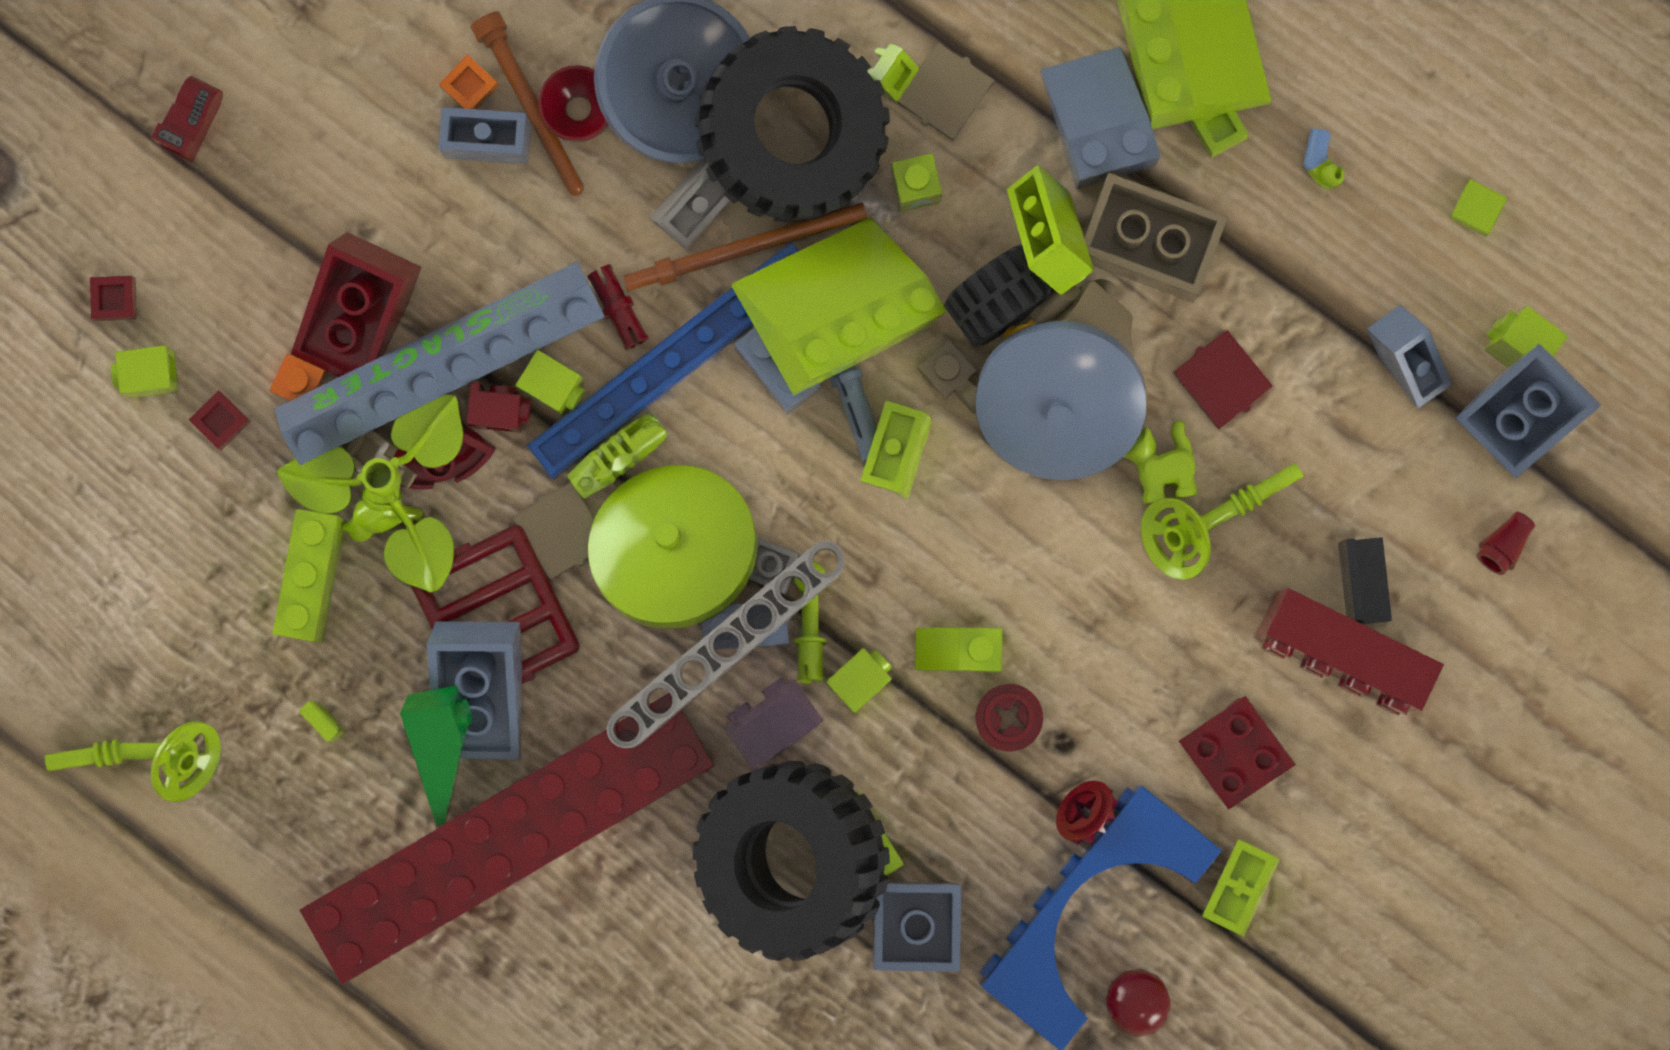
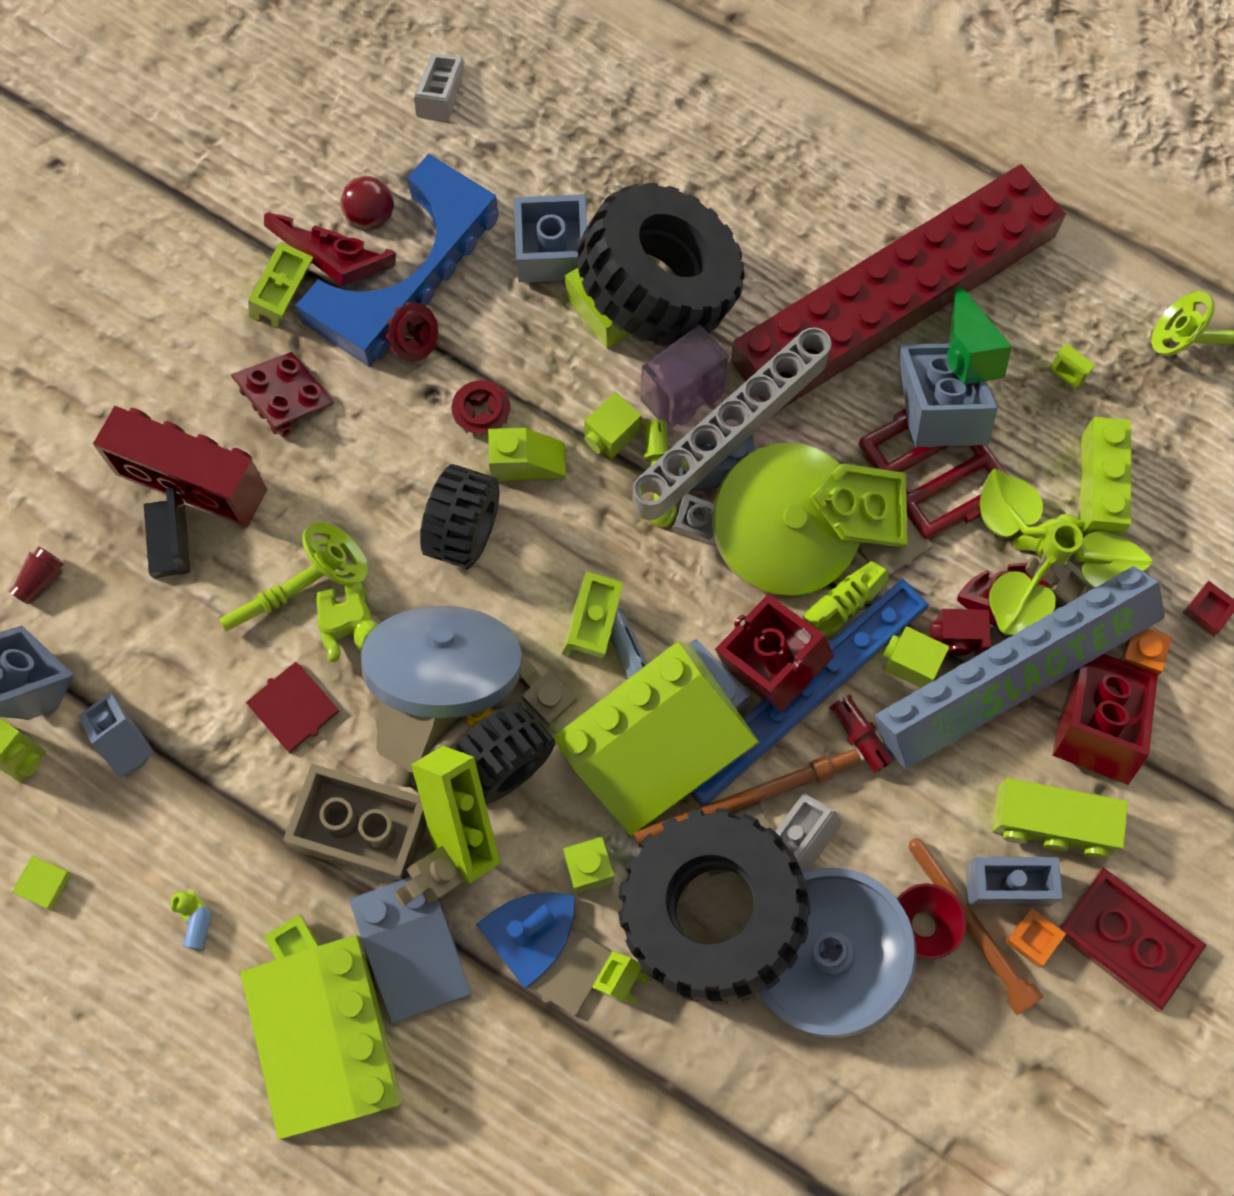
camera: 175 degrees right, 15 degrees down
(371, 80) = (1131, 939): none -> dark red tile
(425, 201) = (1059, 818): none -> lime brick
(585, 552) = (865, 505): none -> lime tile
(704, 390) = (774, 652): none -> dark red brick
(979, 126) = (530, 932): none -> blue shield
(1036, 565) = (459, 516): none -> black tyre
(1075, 168) = (430, 876): none -> dark tan plate
(1175, 927) = (332, 253): none -> dark red wing

